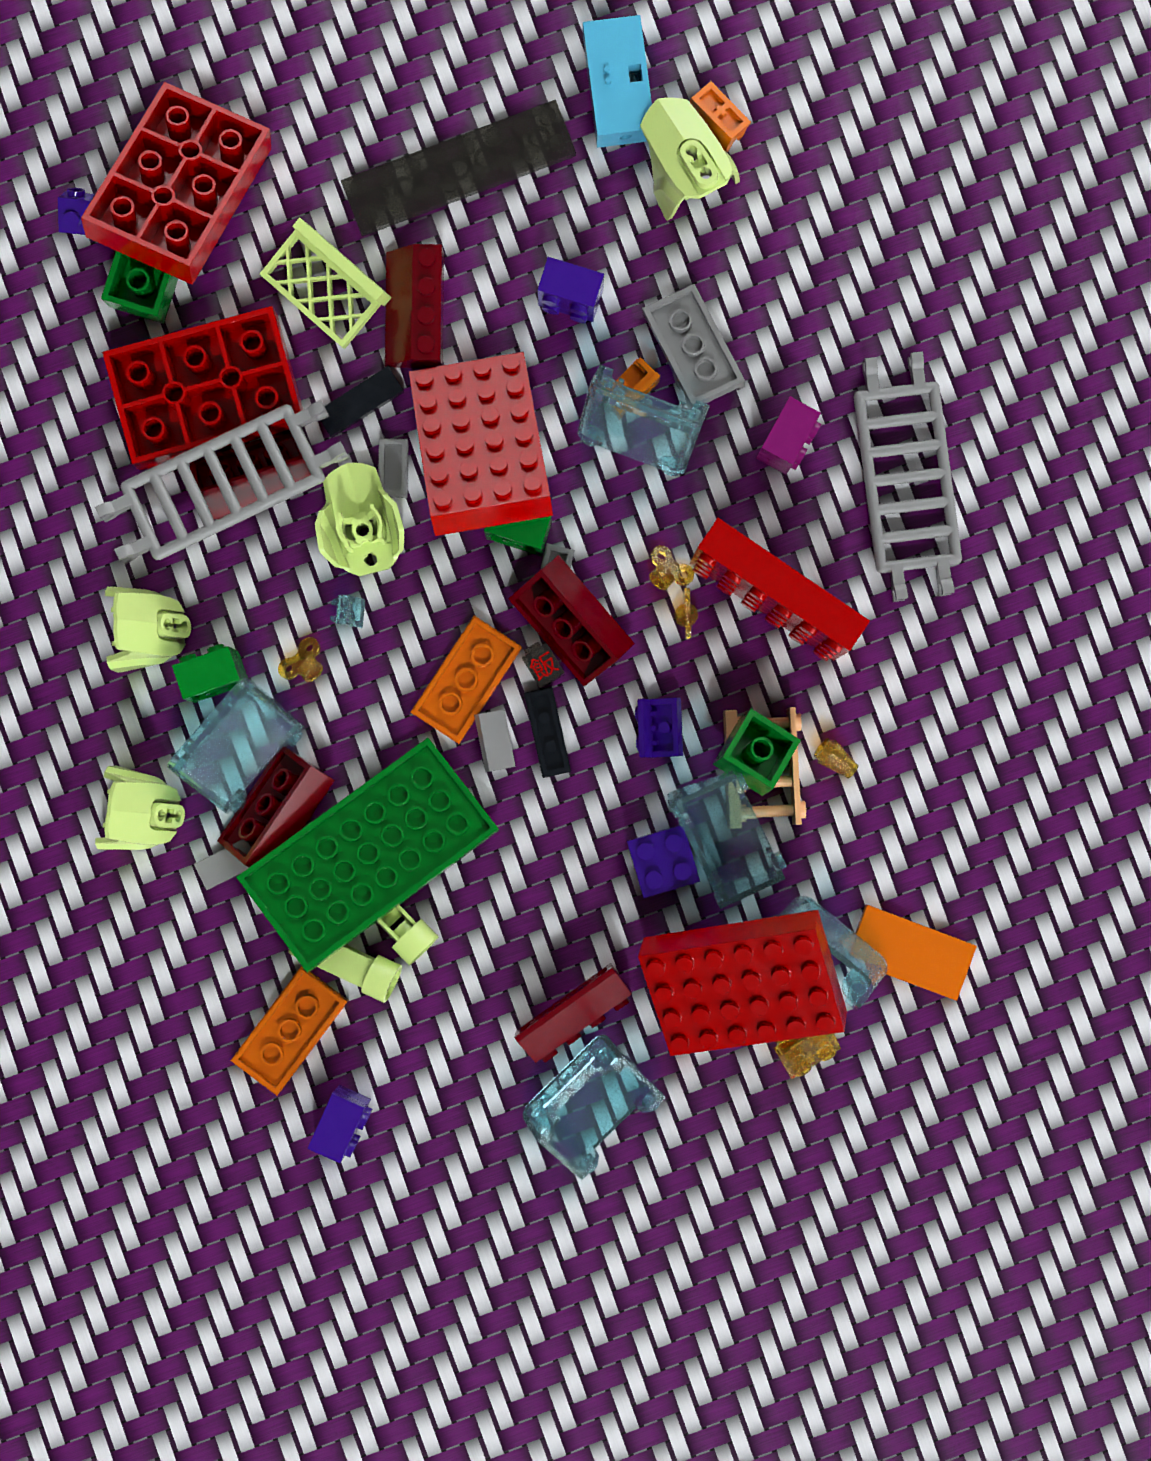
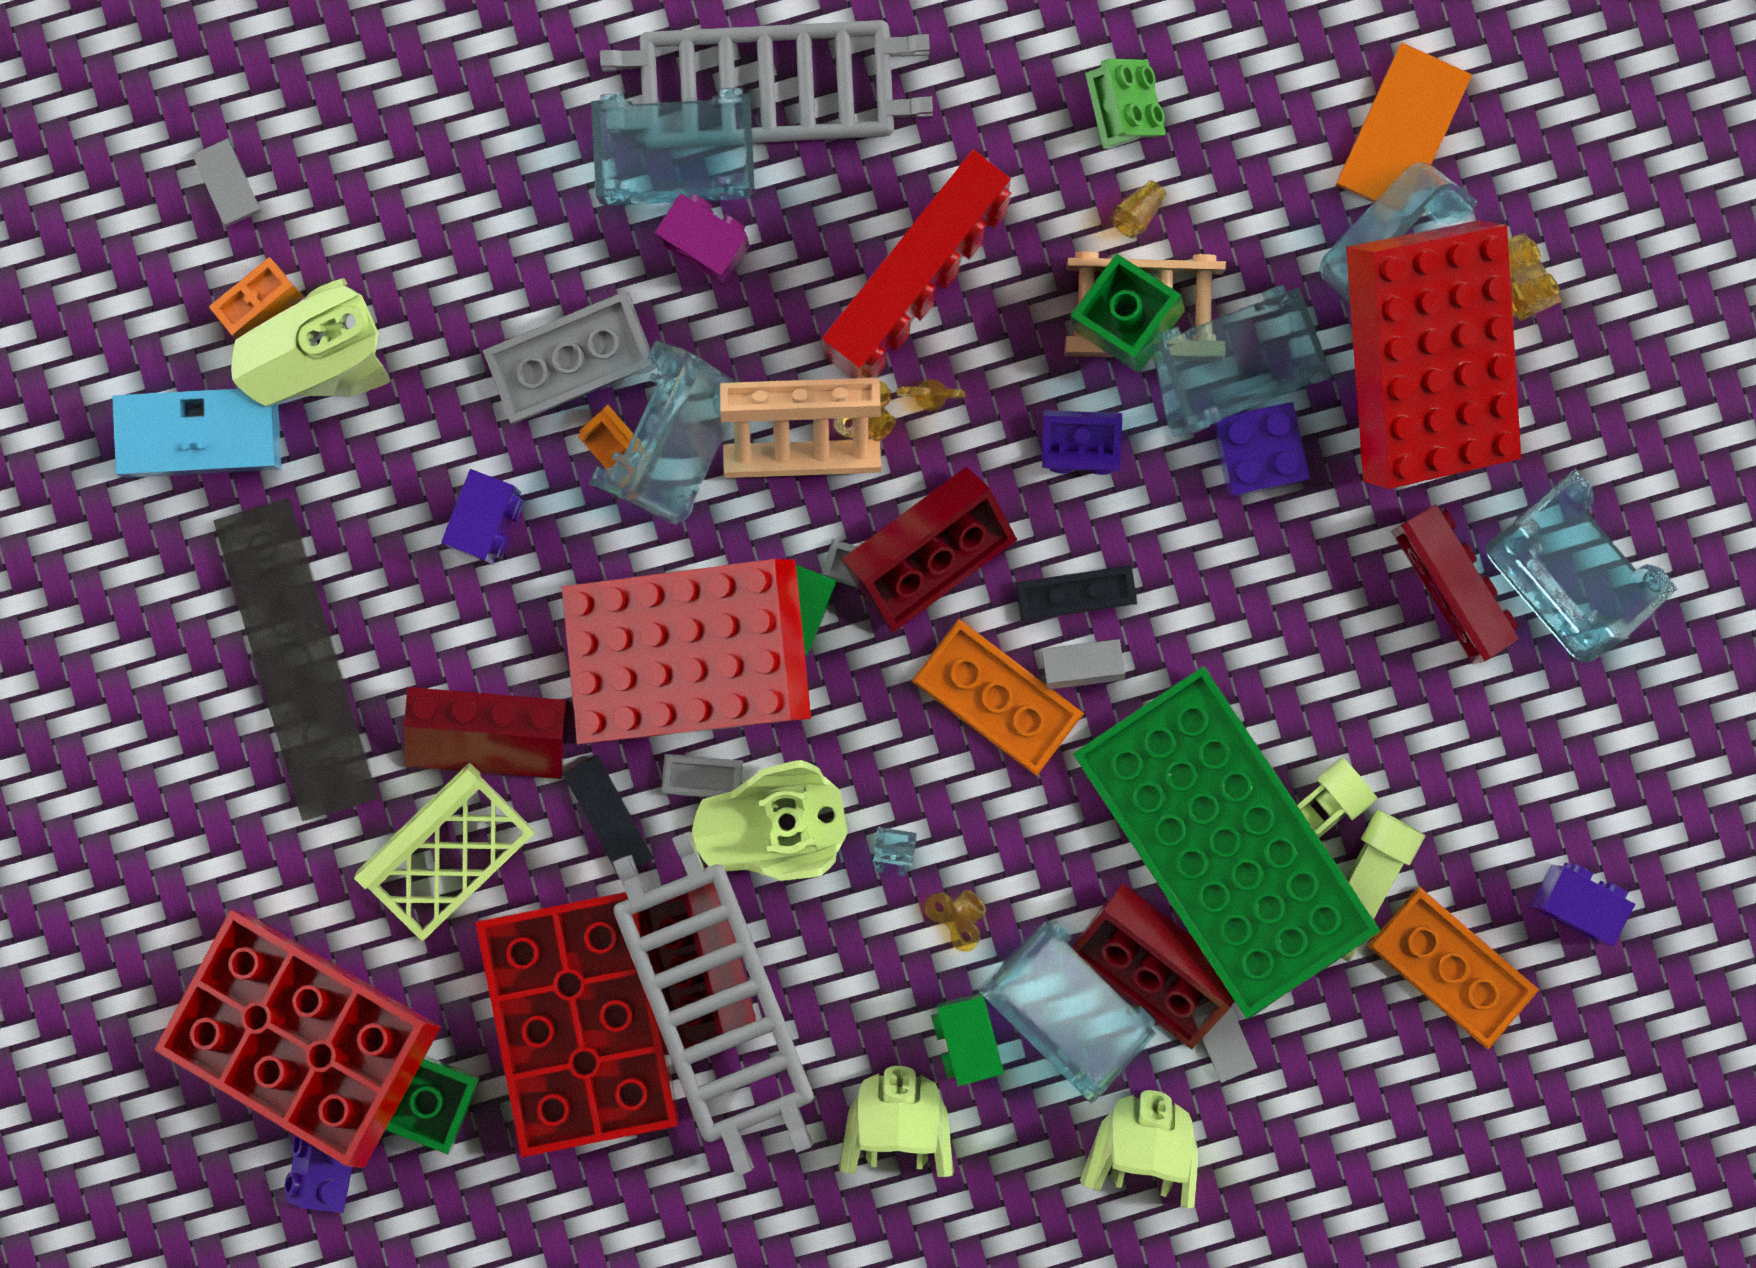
camera: 85 degrees left, 0 degrees up
(542, 664) = (985, 592): clear smoke brick -> none
(672, 515) = (800, 401): none -> light nougat fence
(803, 91) = (226, 182): none -> light grey tile
(854, 407) = (673, 148): none -> clear light blue windscreen
(915, 743) = (1125, 101): none -> bright green bracket

